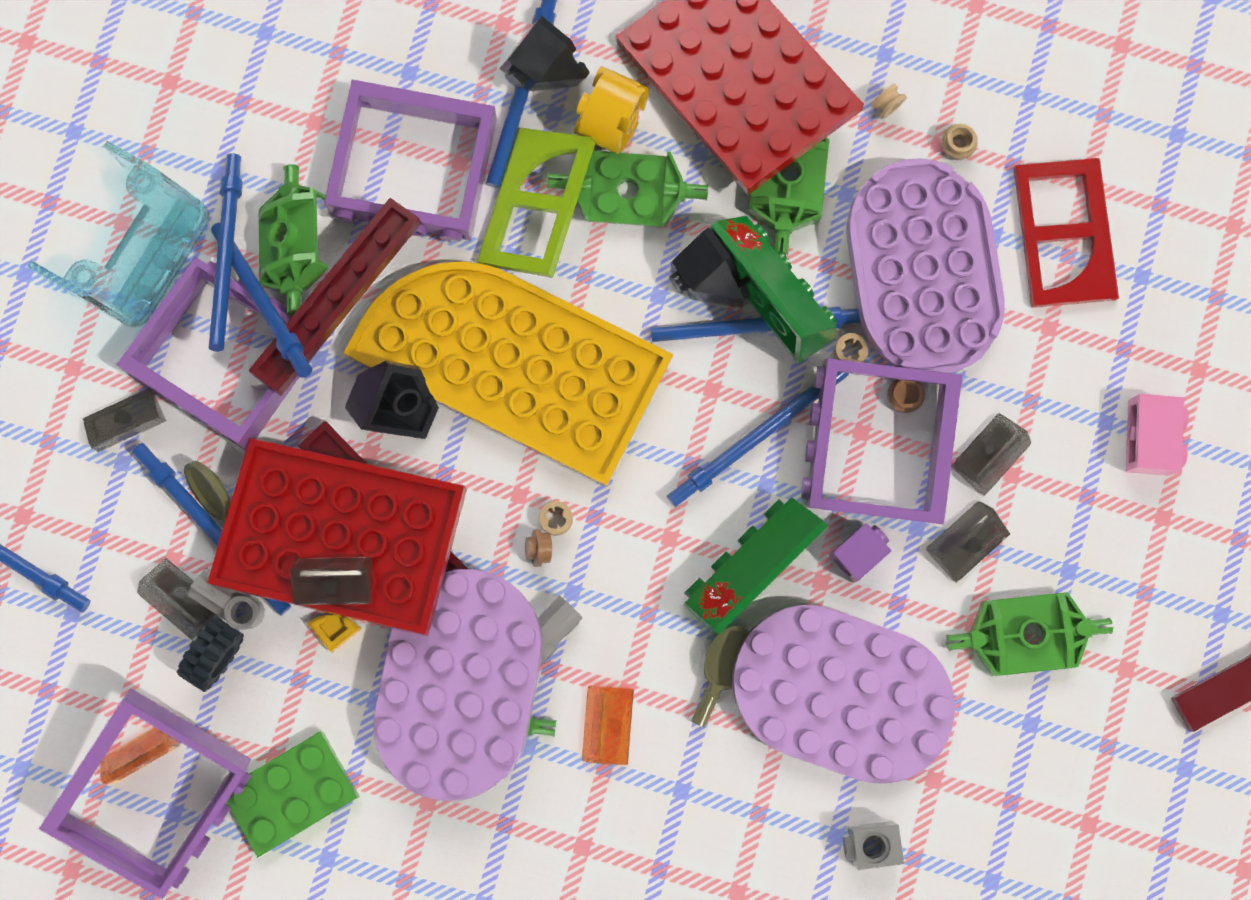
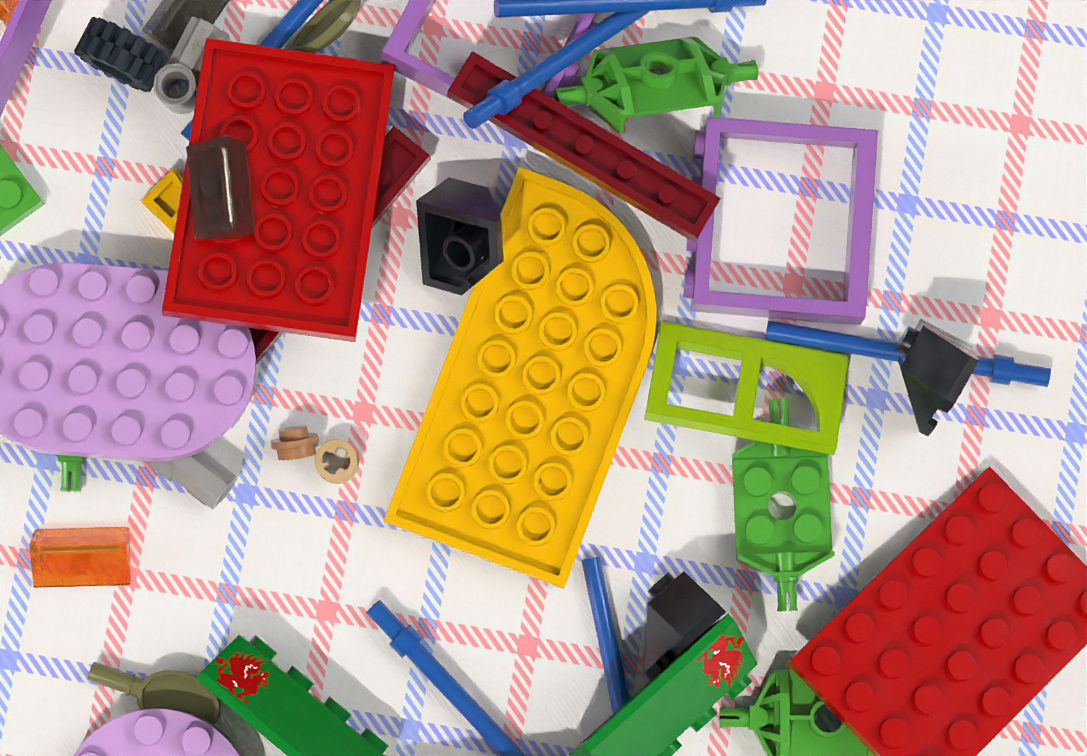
camera: 85 degrees right, 0 degrees up
(611, 110) = (879, 471): yellow brick -> none

